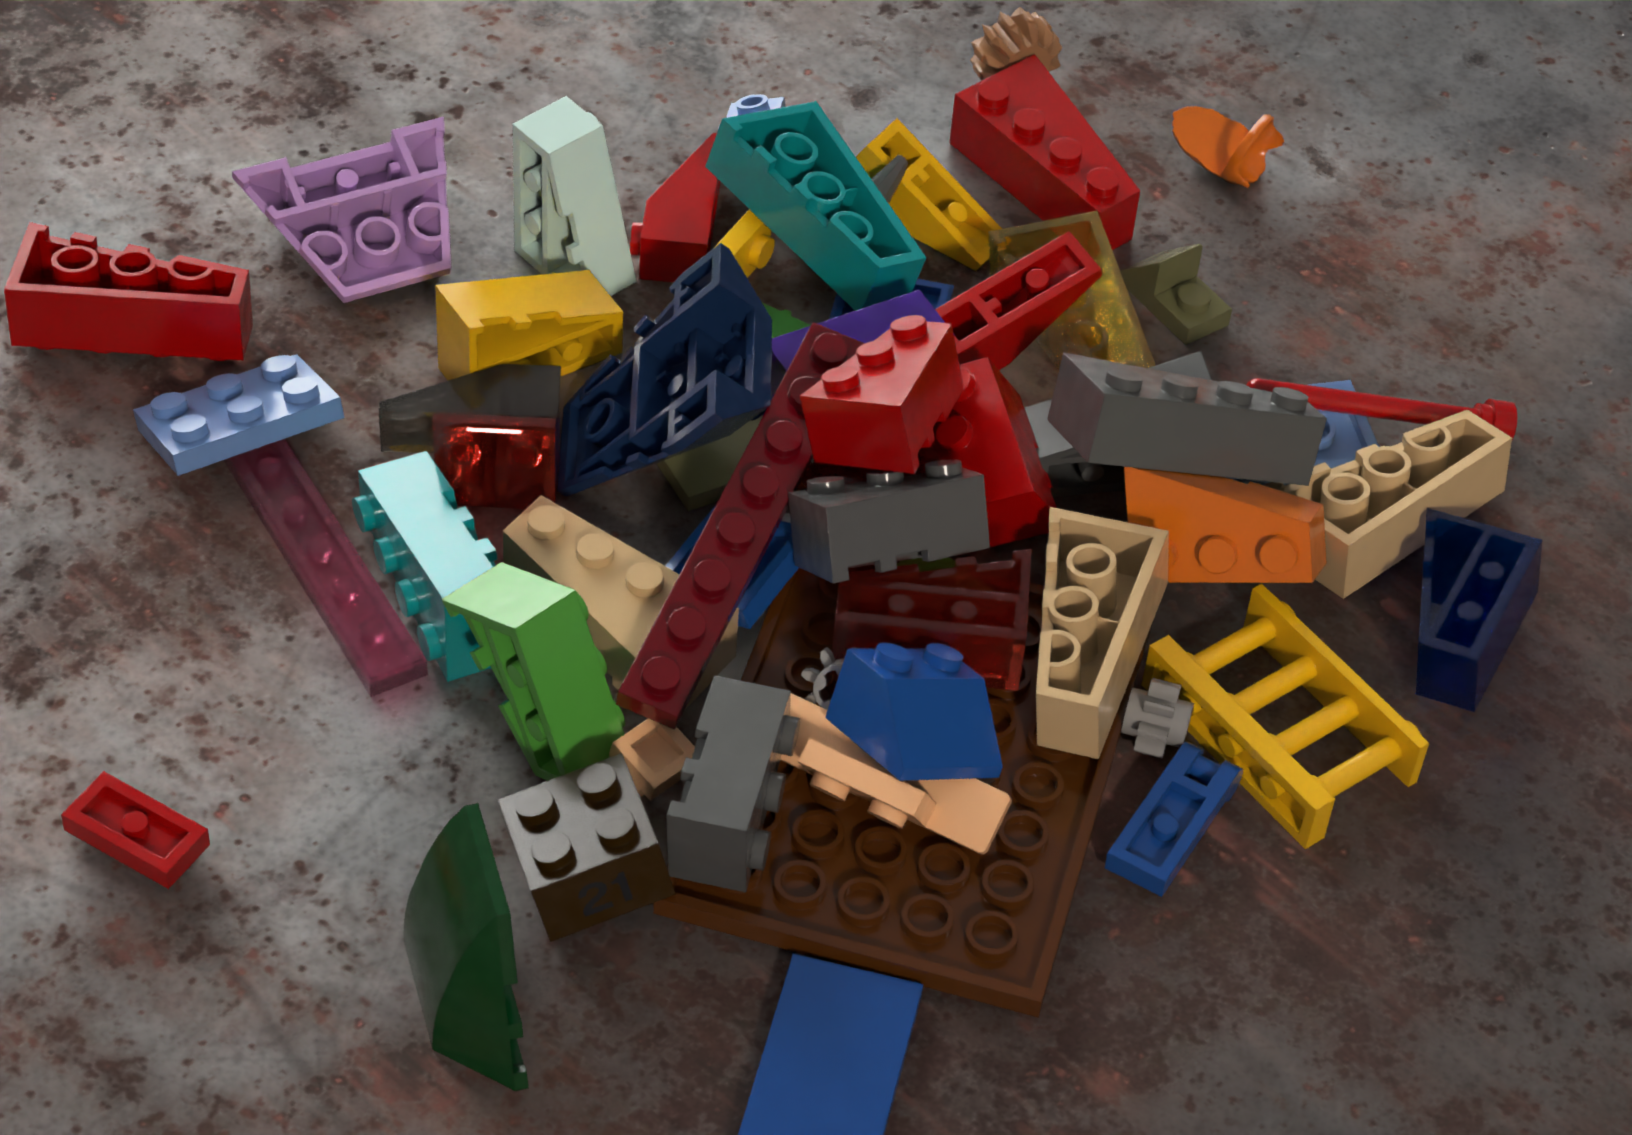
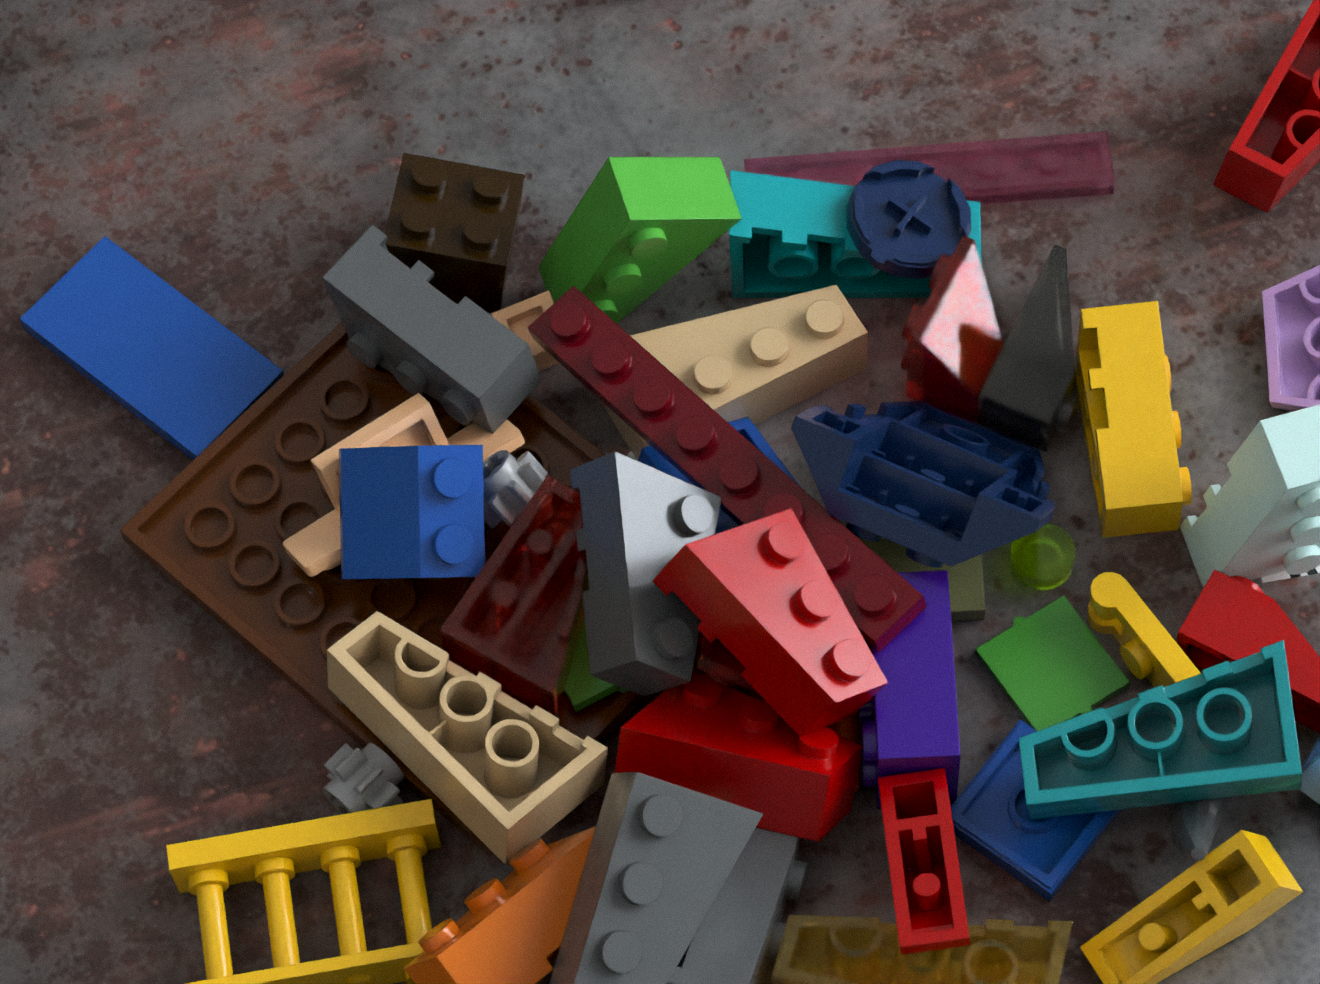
camera: 125 degrees right, 15 degrees up
(237, 413) = (1126, 151): medium blue plate -> none
(415, 490) = (906, 218): none -> dark blue tile
(465, 953) = (390, 102): dark green wedge -> none
(1172, 819) = (254, 747): blue plate -> none

